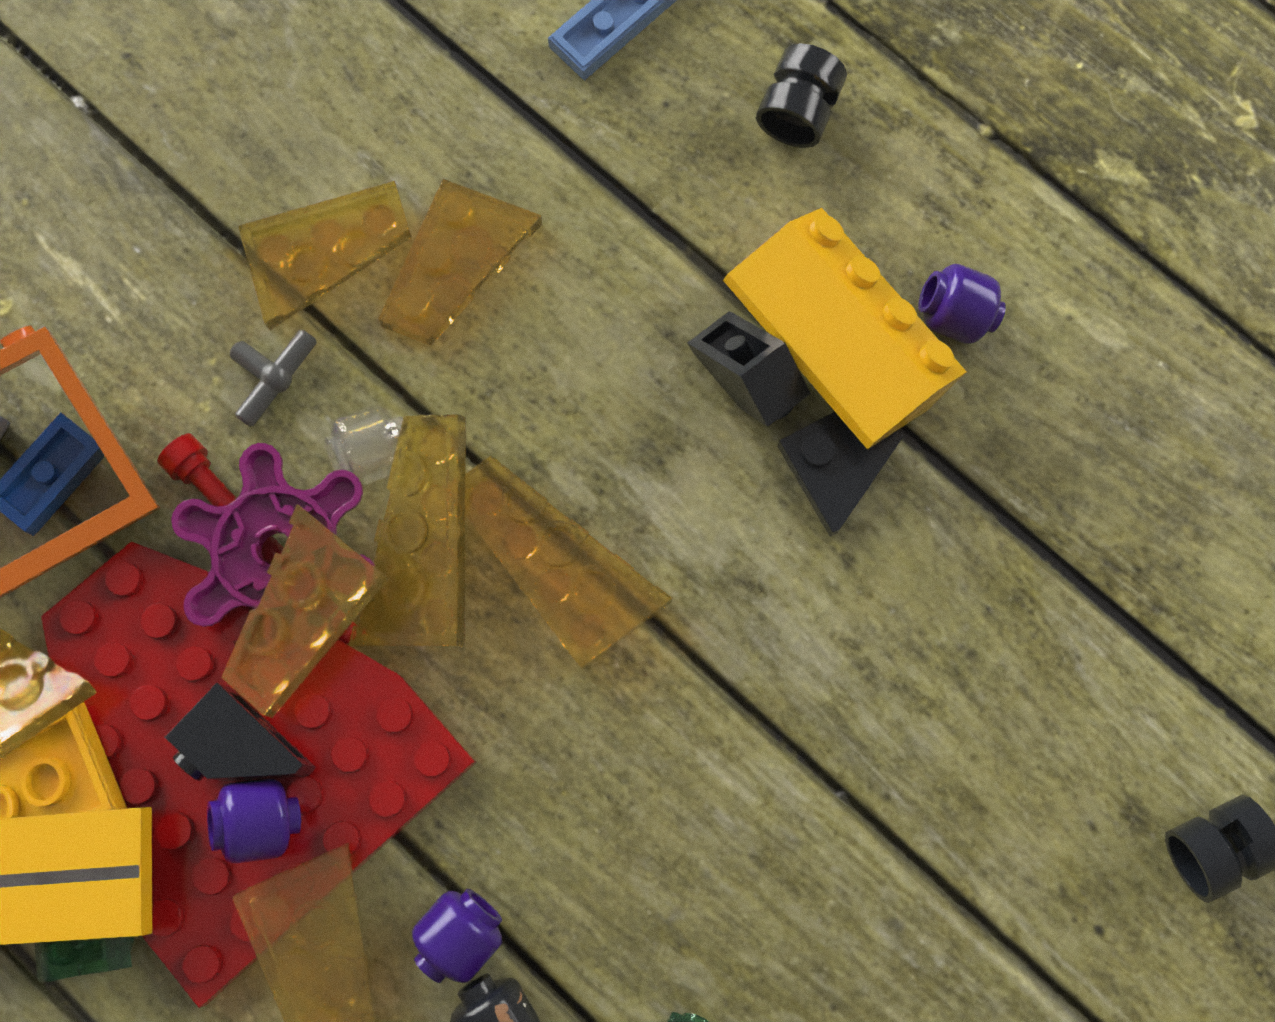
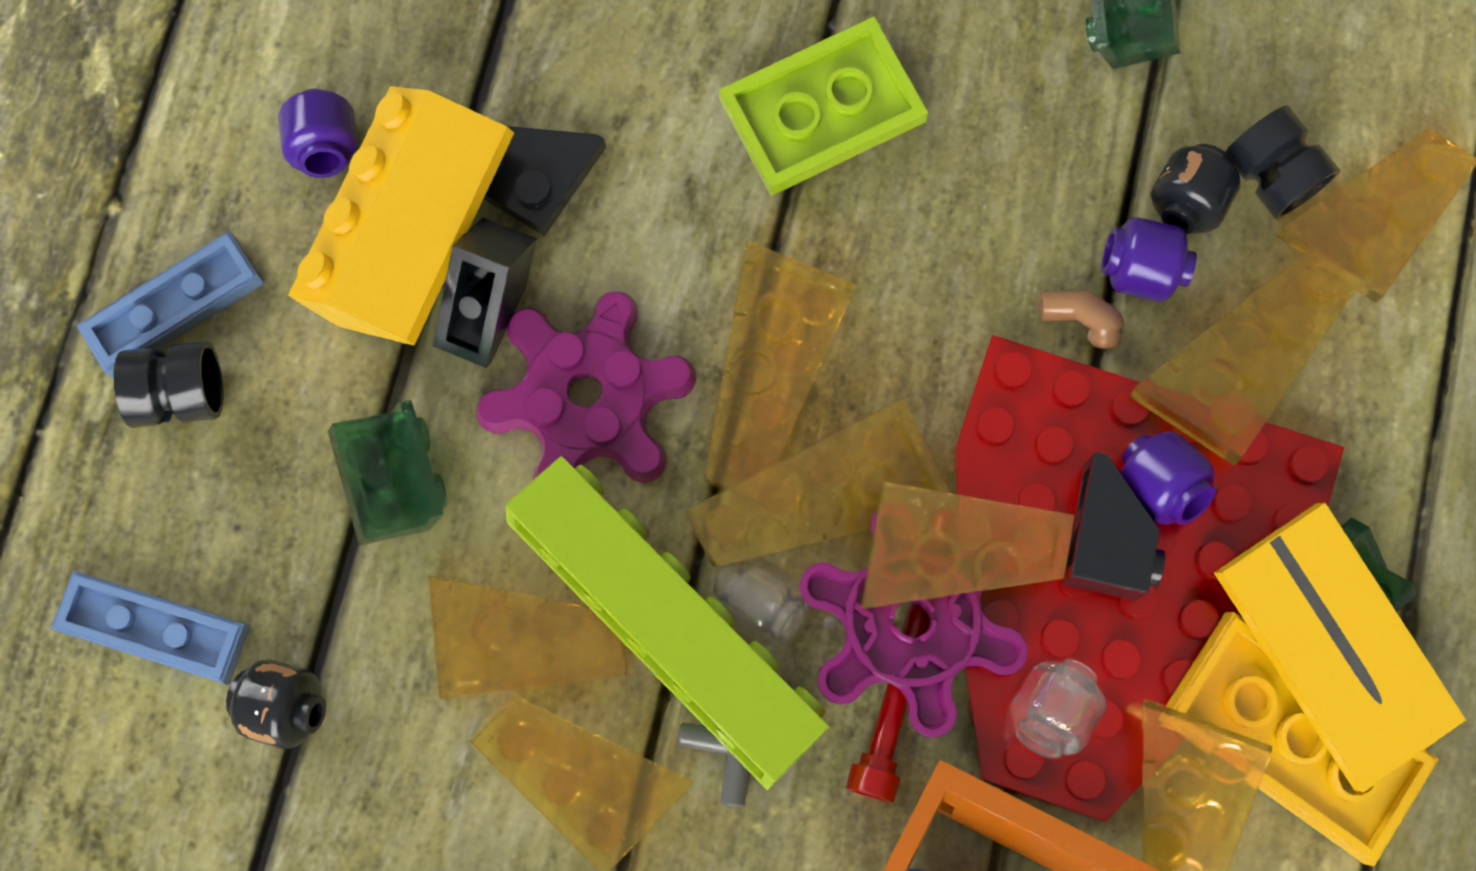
camera: 115 degrees left, 0 degrees up
(132, 617) = (1058, 708): none -> clear head
(387, 359) = (666, 621): none -> lime brick
(446, 860) = (1089, 309): none -> medium nougat arm
(506, 63) = (275, 703): none -> black head
(614, 444) = (603, 351): none -> magenta plate
(637, 220) = (388, 474): none -> clear green bracket
(762, 736) = (822, 105): none -> lime plate
(876, 135) = (172, 301): none -> medium blue tile

